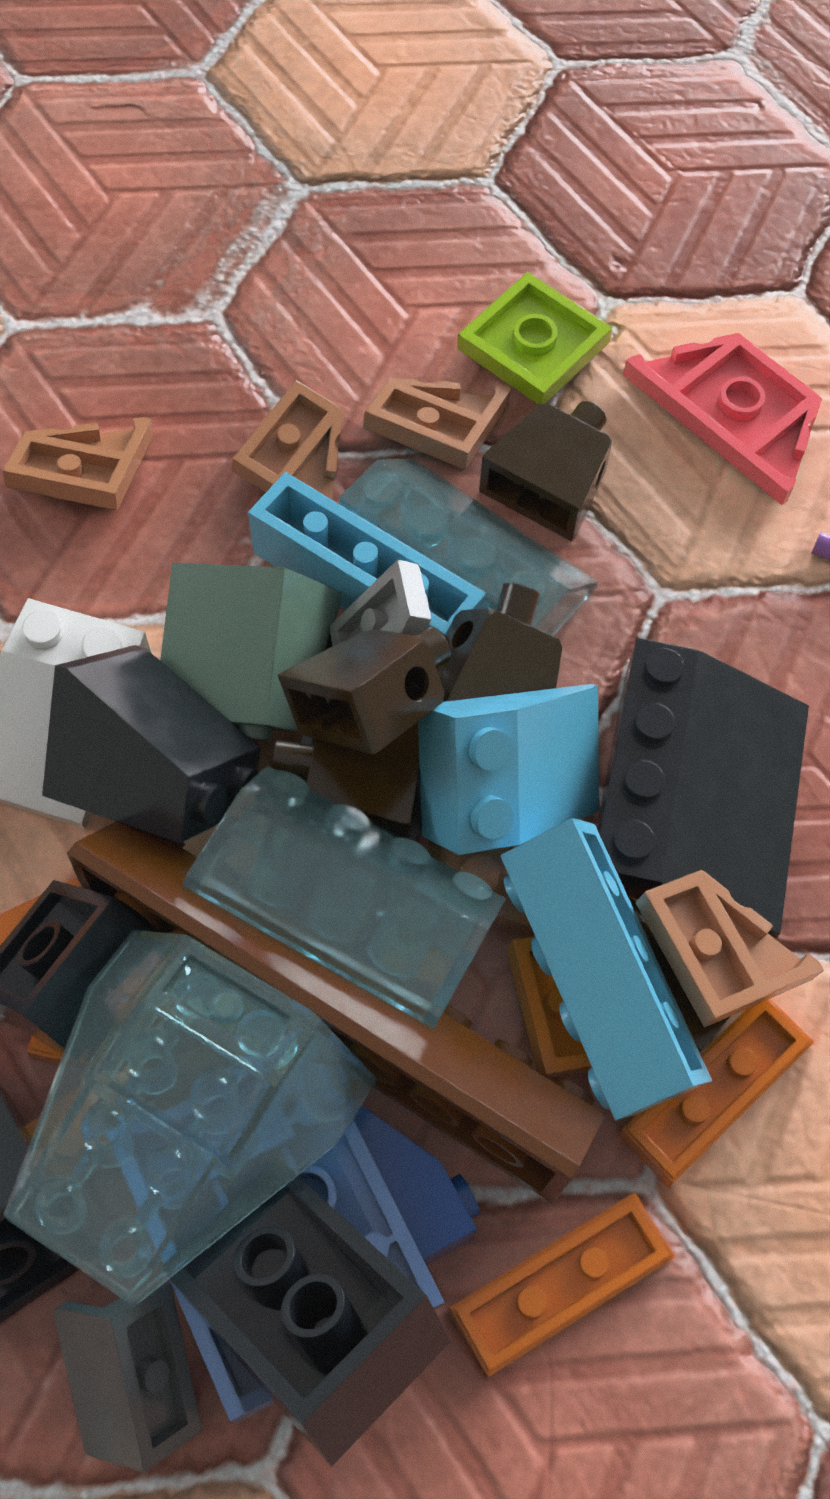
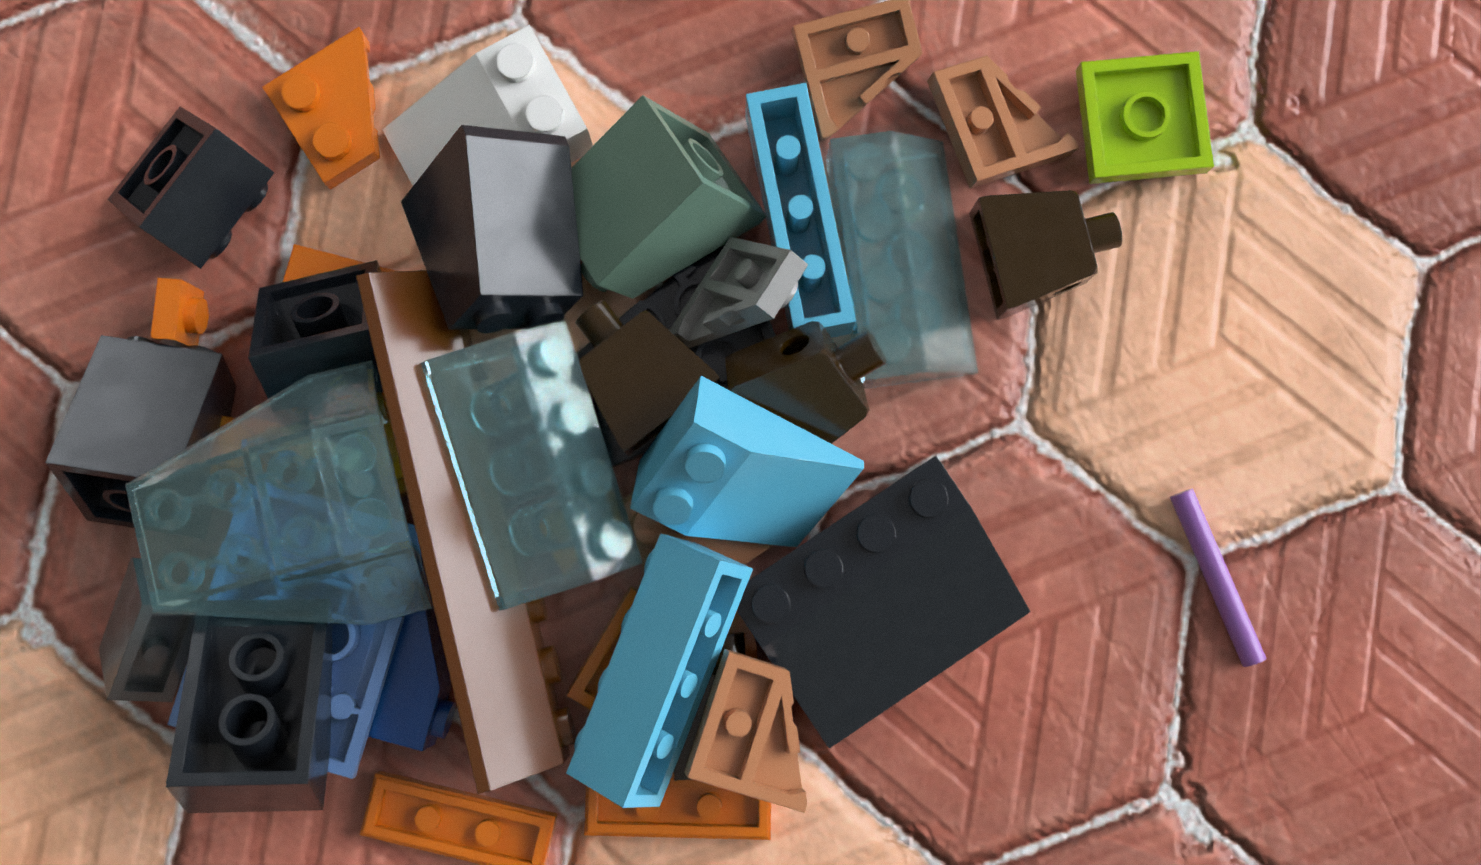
camera: 45 degrees right, 20 degrees up
(367, 688) = (674, 335): dark brown torso -> none
(735, 404) = (1245, 323): coral wing -> none

